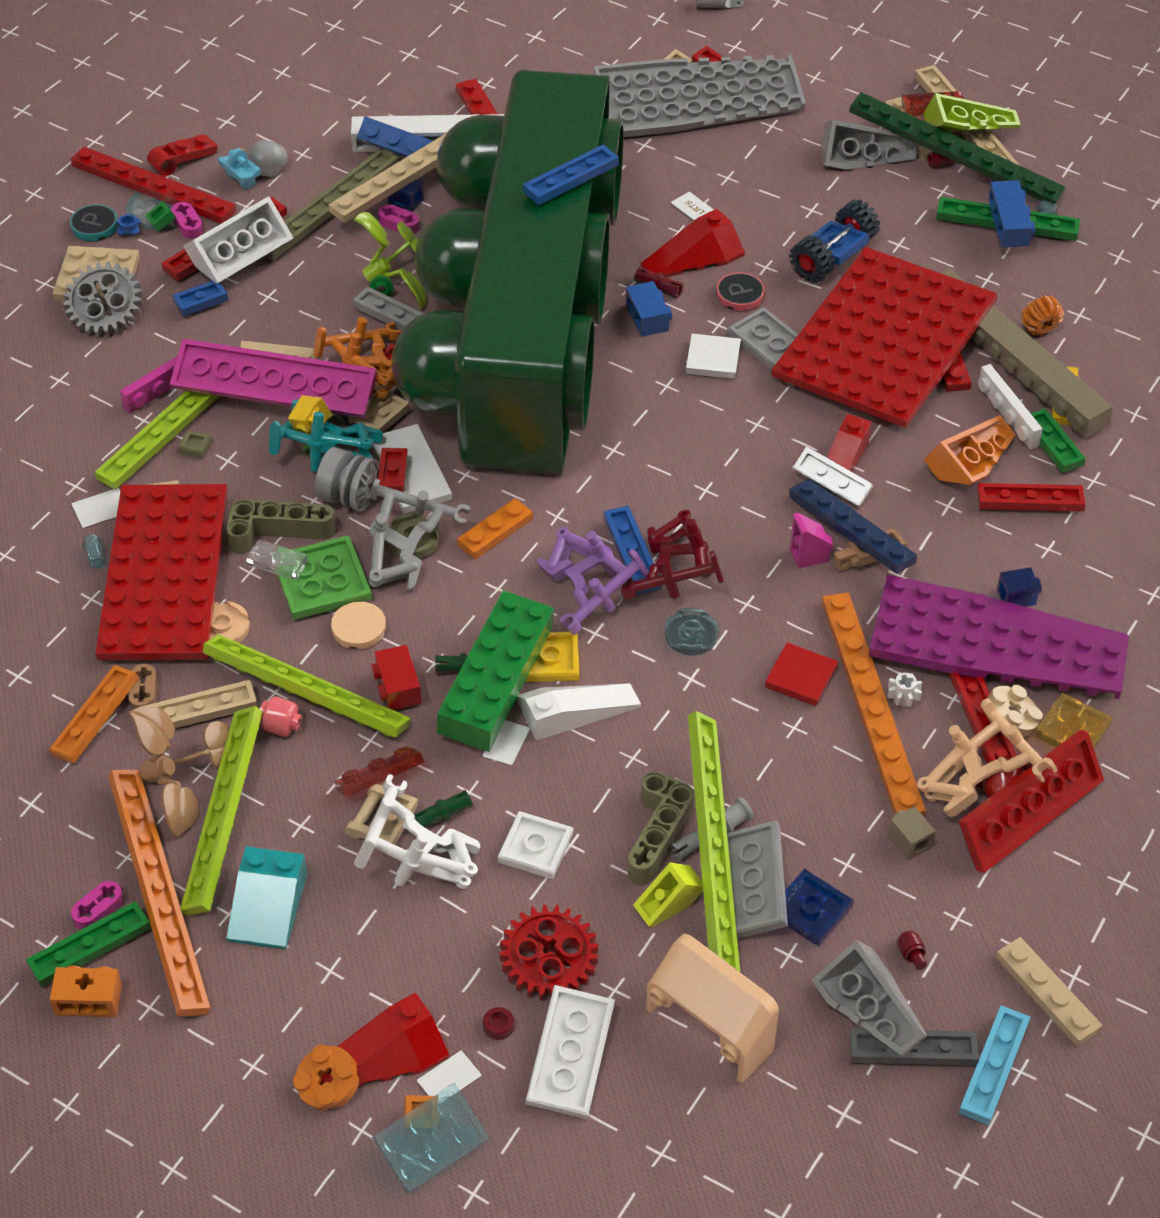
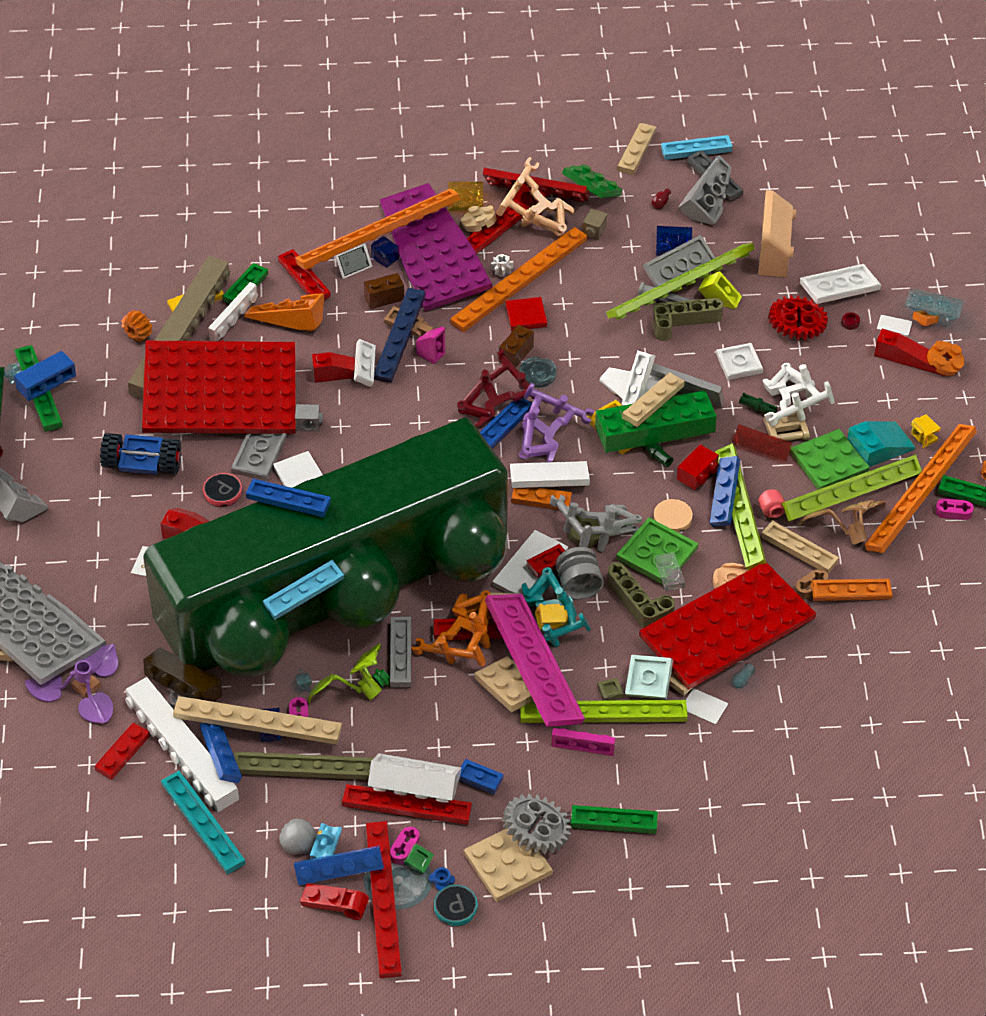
camera: 125 degrees left, 0 degrees up
(51, 361) = (614, 819): none -> green plate
(168, 466) = (649, 677): none -> light aqua plate
(199, 162) = (339, 865): none -> blue plate
(235, 958) = (924, 429): none -> yellow window
(298, 824) = (829, 459): none -> bright green plate
(338, 113) = (203, 822): none -> teal plate
(339, 681) = (725, 491): none -> plate
(469, 175) = (303, 589): none -> medium azure plate
(513, 659) = (653, 399): none -> tan plate
(515, 544) = (549, 474): none -> white tile
(527, 738) = (692, 384): none -> light grey tile
(571, 683) = (638, 377): none -> white tile
(743, 622) = (518, 344): none -> reddish brown brick
(784, 391) = (308, 417): none -> light grey brick
(942, 550) = (383, 291): none -> reddish brown brick
(1000, 876) = (593, 180): none -> green plate
(1020, 547) = (353, 261): none -> sticker
(1052, 586) = (377, 228): none -> orange plate

